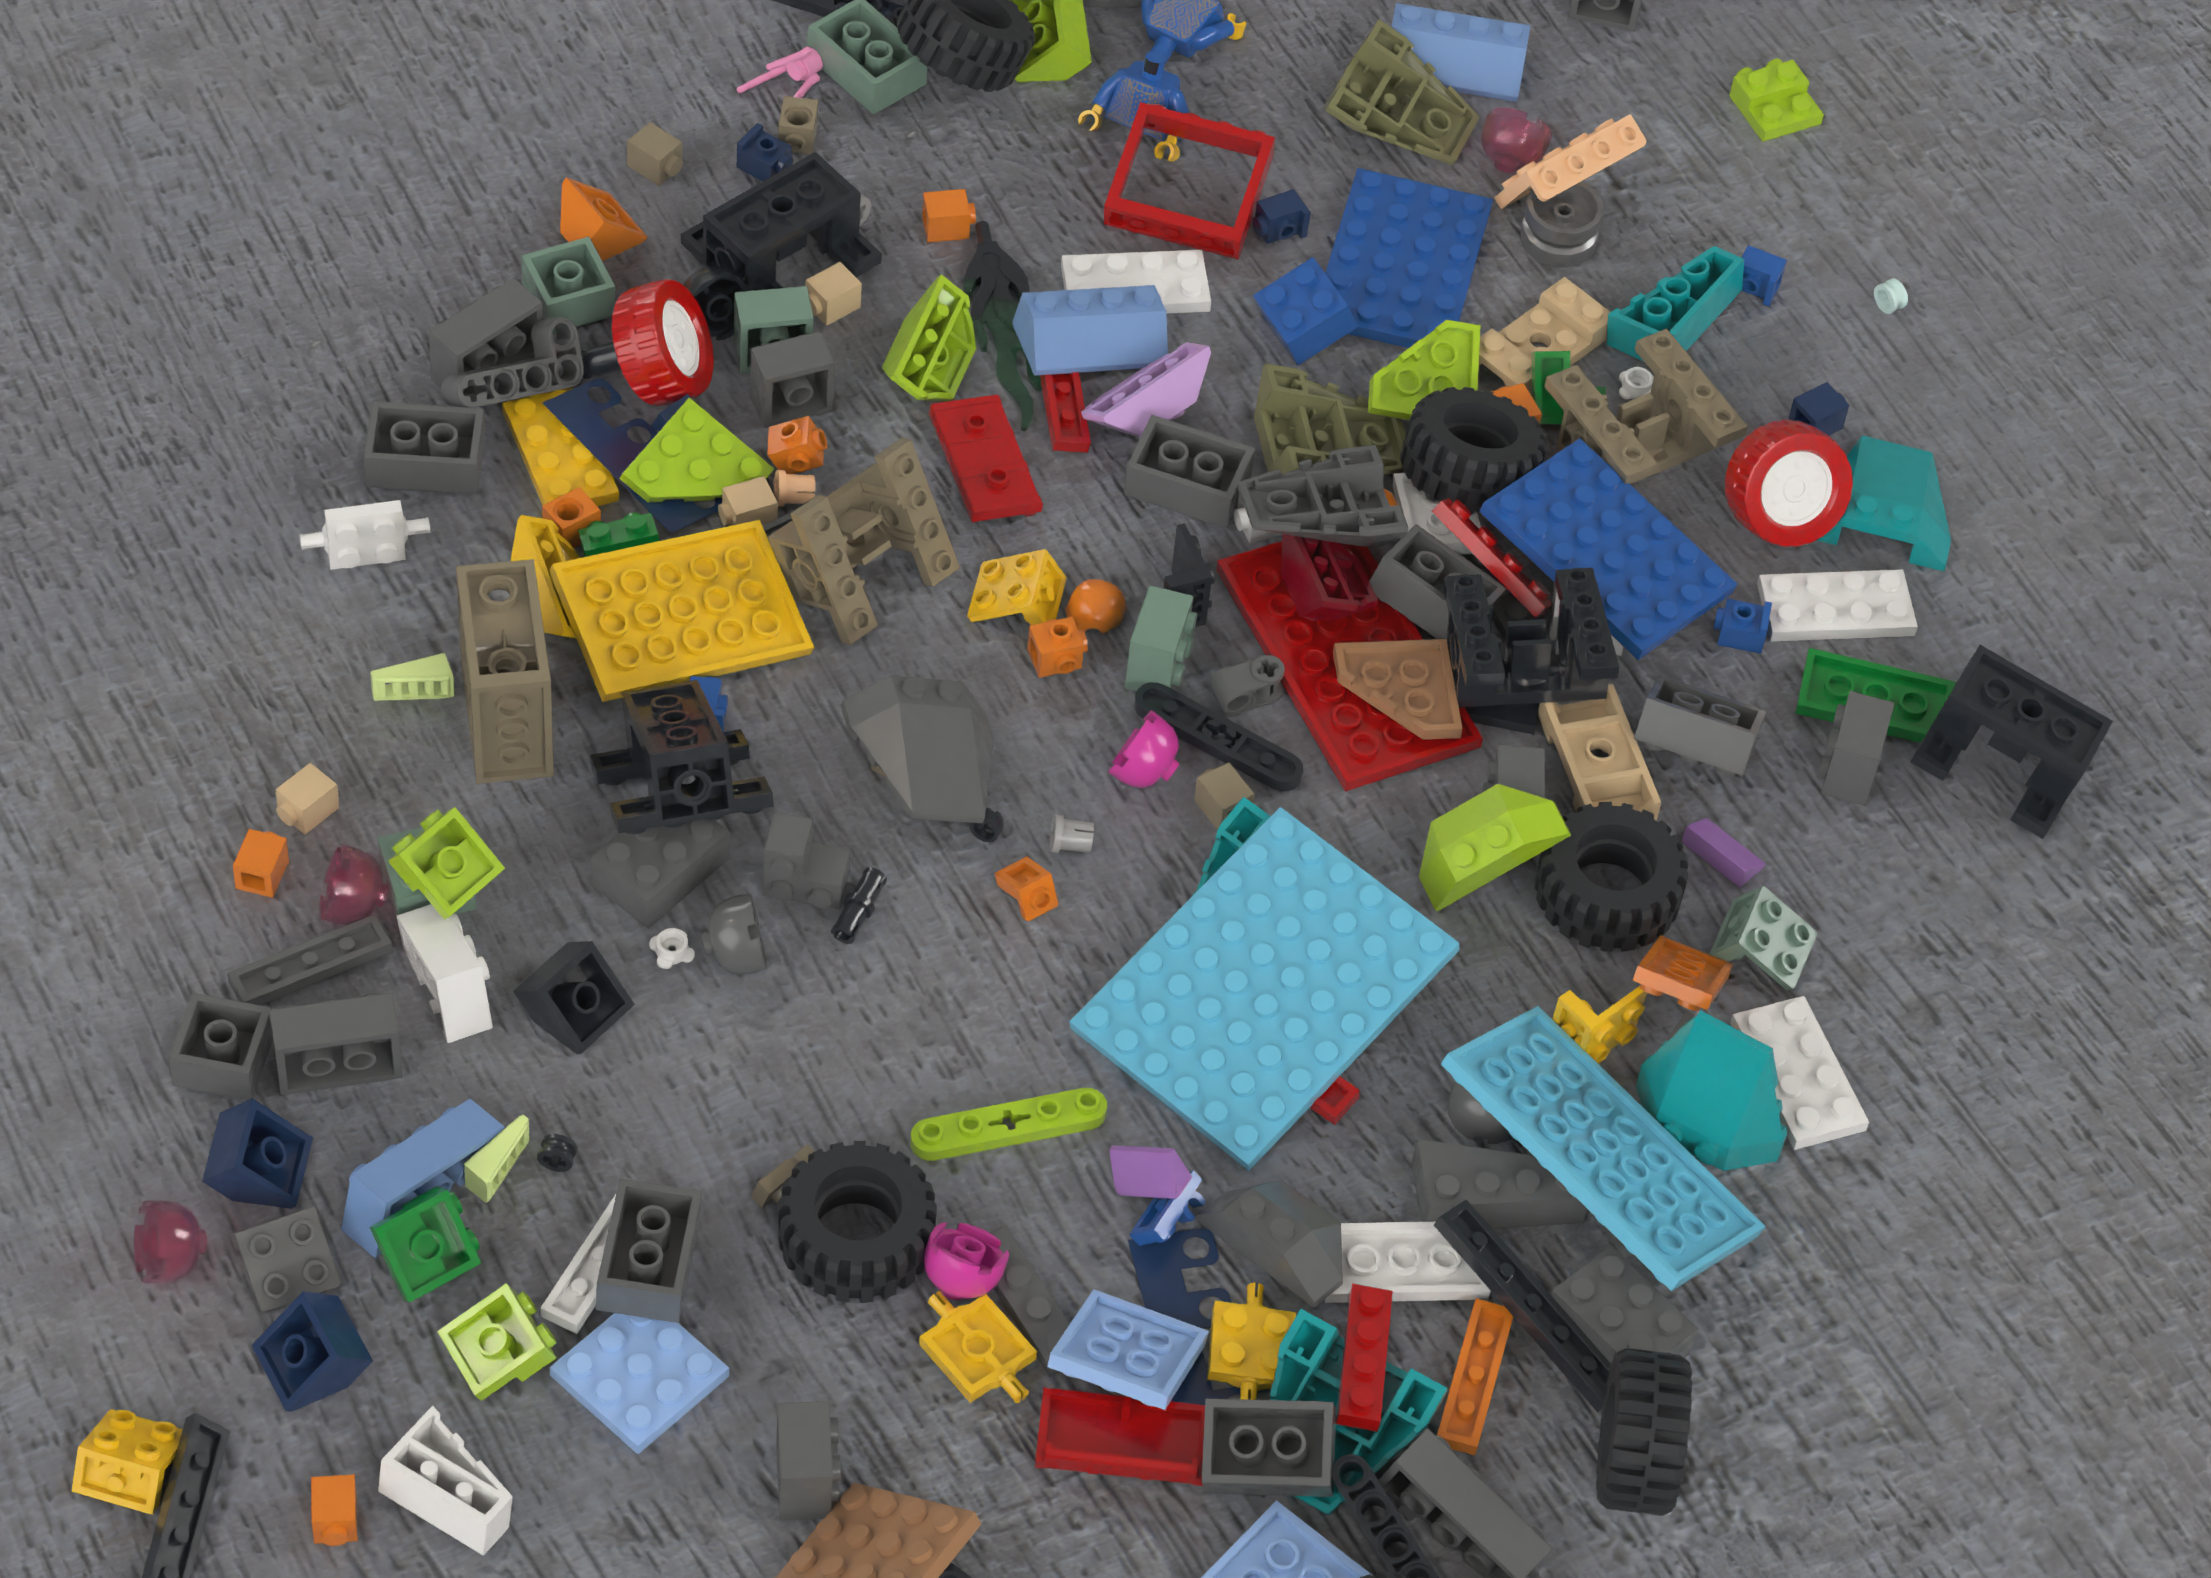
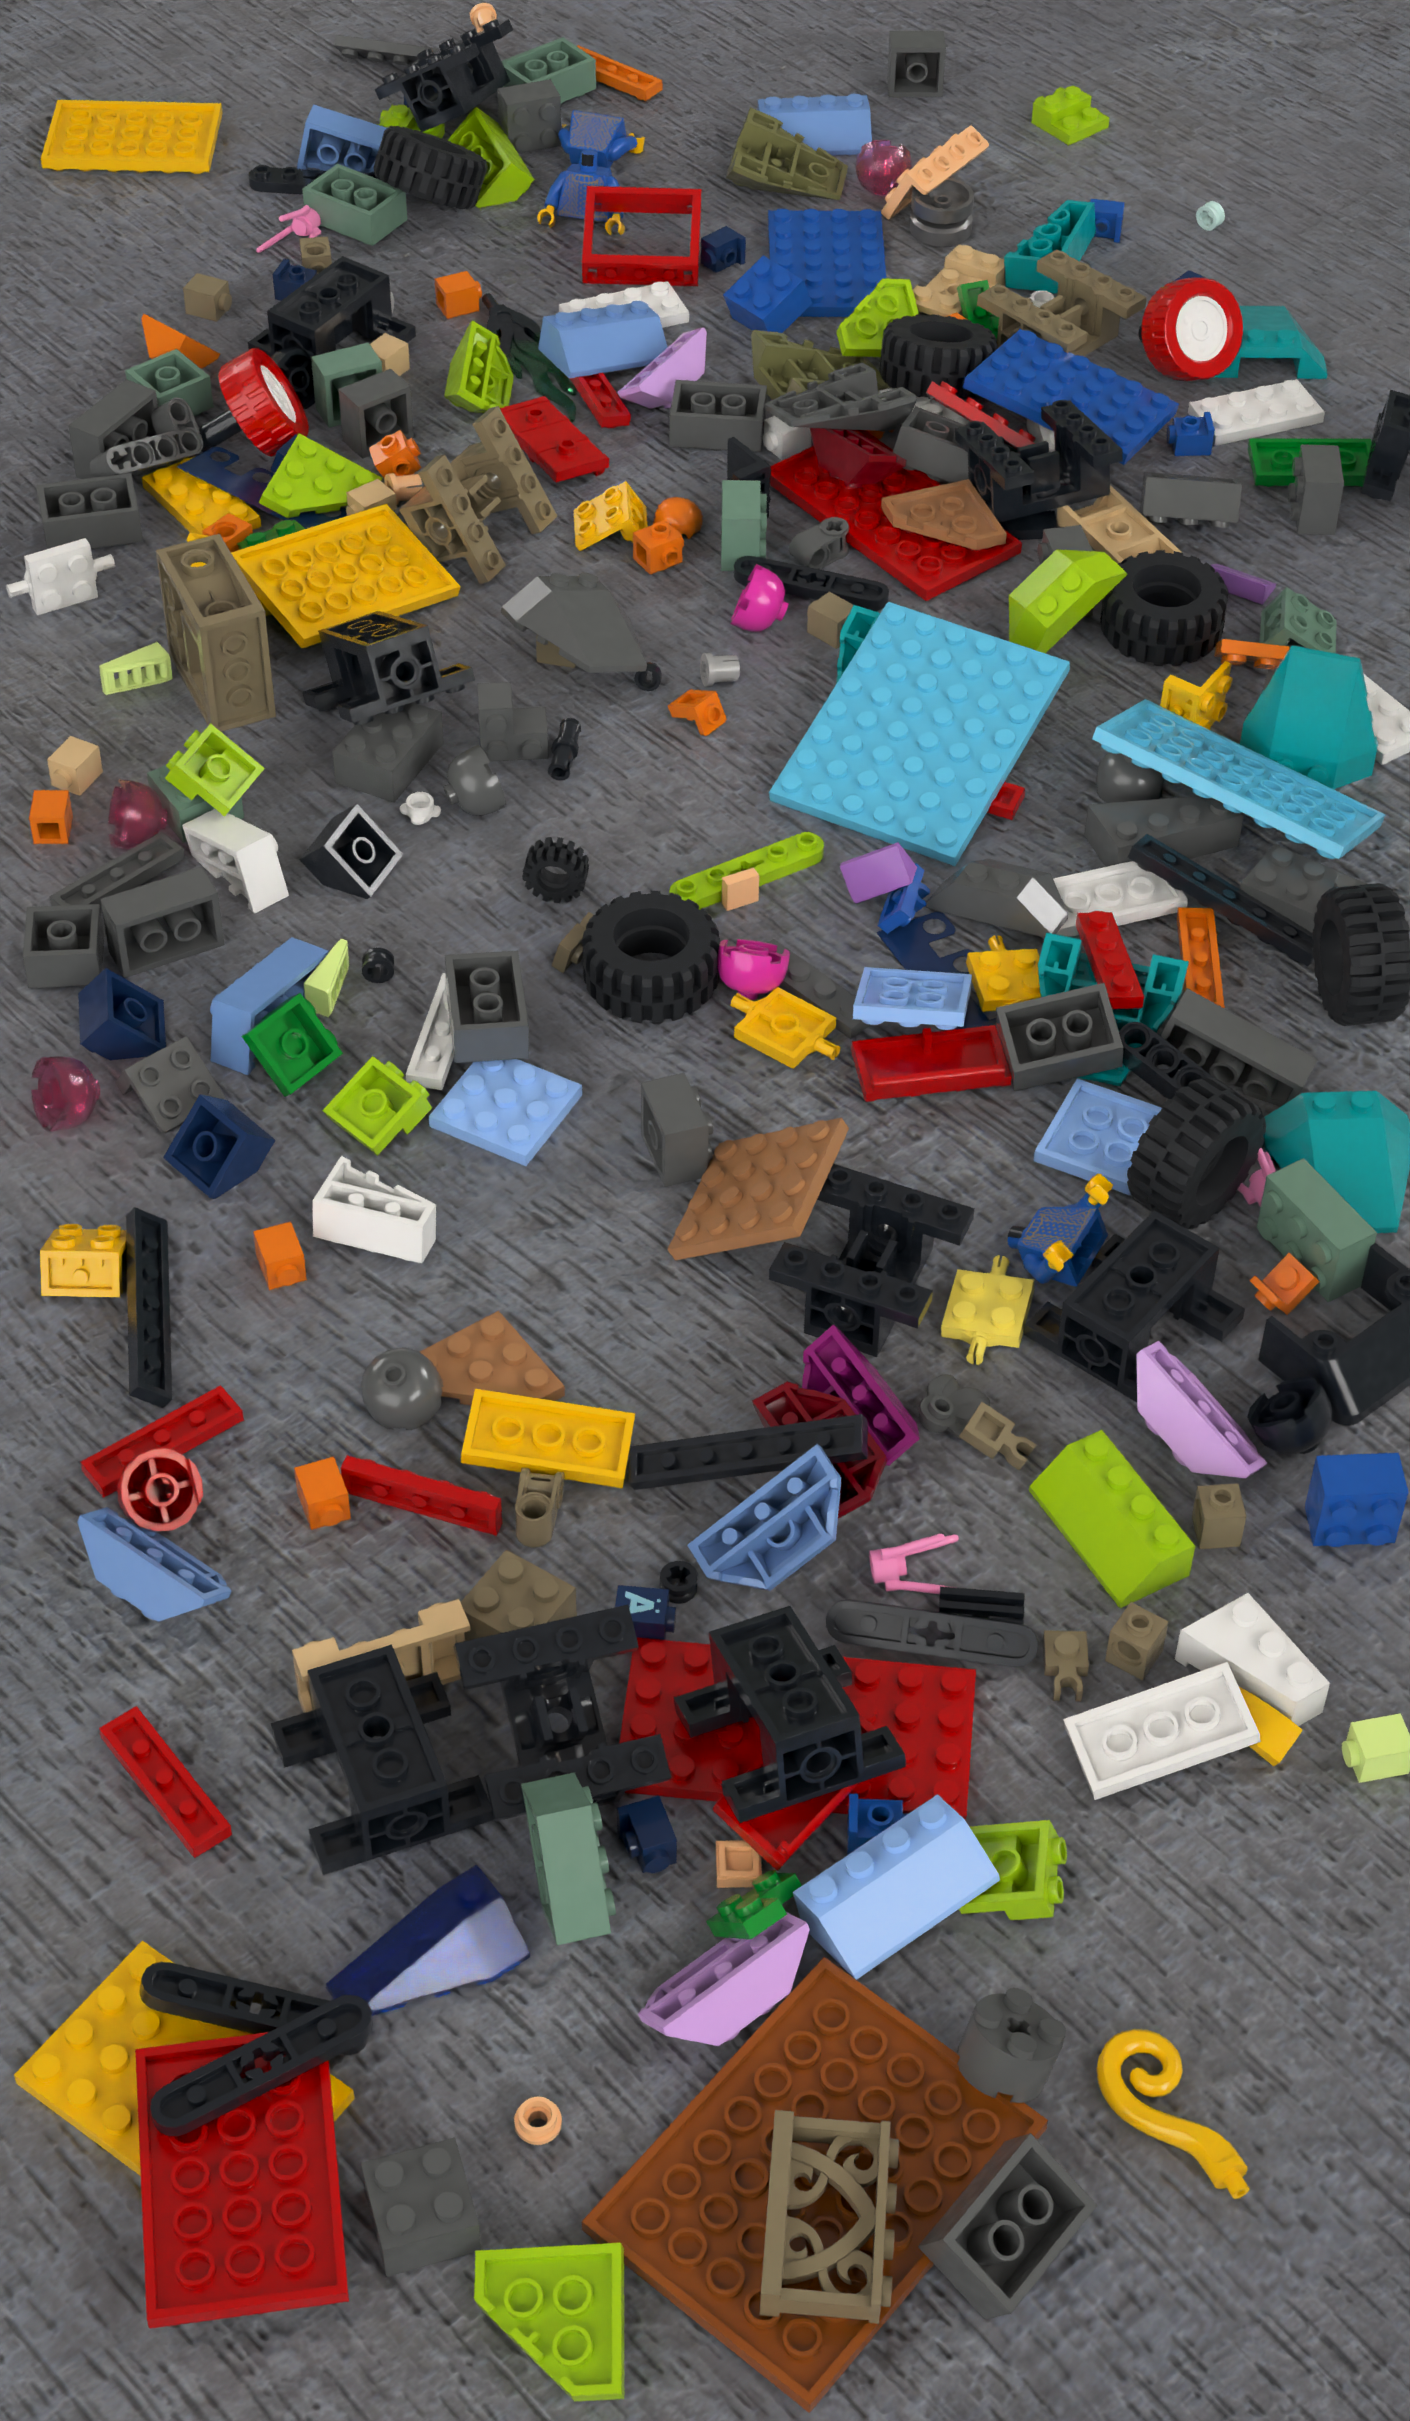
camera: 10 degrees left, 5 degrees down
(789, 1077) = (555, 855): none -> black tyre
(990, 1149) = (740, 889): none -> light nougat tile

